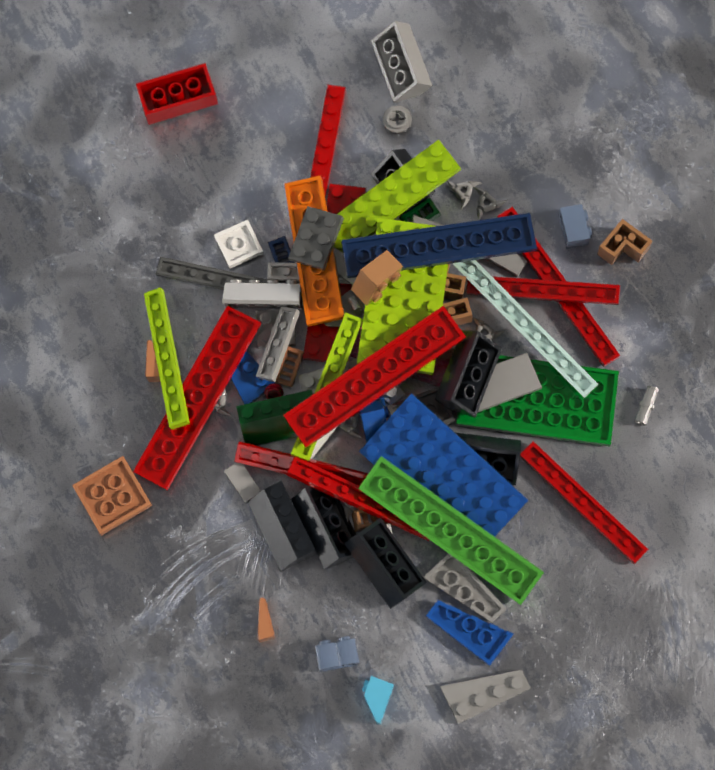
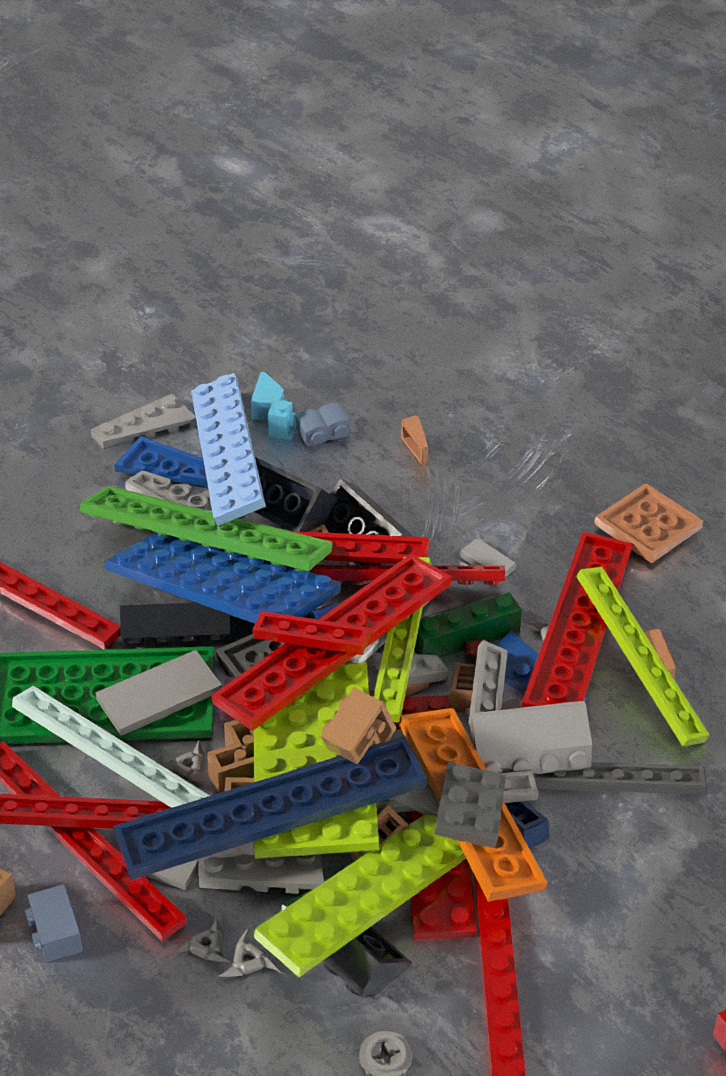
camera: 165 degrees right, 30 degrees down
(238, 244) = (593, 820): white plate -> none
(281, 526) = (421, 520): black slope -> none
(370, 664) = (281, 420): none -> medium azure brick
(392, 370) = (311, 633): none -> red plate
(422, 623) = (227, 450): none -> light blue plate
(468, 373) = (204, 669): black slope -> none

